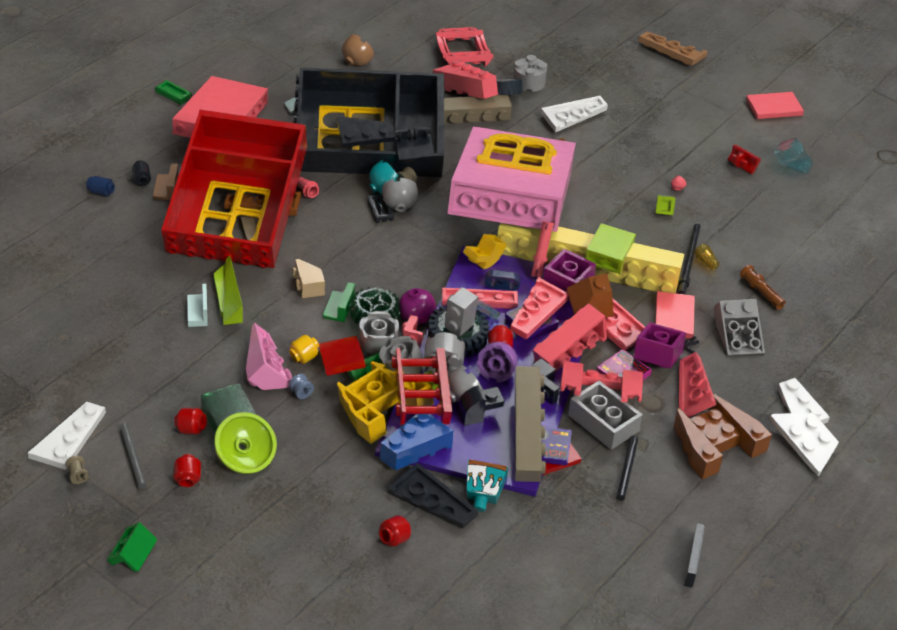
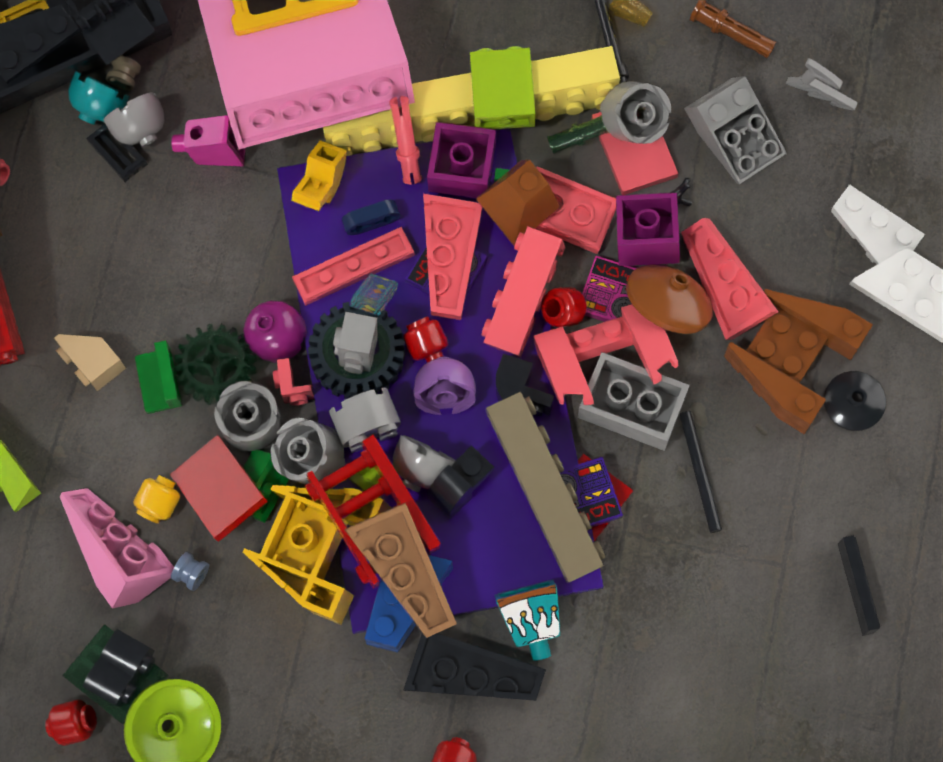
camera: 20 degrees left, 30 degrees up
(234, 399) = (119, 668): none -> black brick
(424, 410) = (401, 561): none -> medium nougat wing
(434, 219) = (209, 142): none -> dark pink torso
(589, 356) = (563, 307): none -> red head
(643, 294) = (577, 134): none -> clear green pin
(656, 376) = (669, 298): none -> dark orange dish
(682, 280) = (636, 112): none -> light grey brick
(743, 476) = (847, 412): none -> black dish
(800, 331) = (820, 90): none -> light grey piece

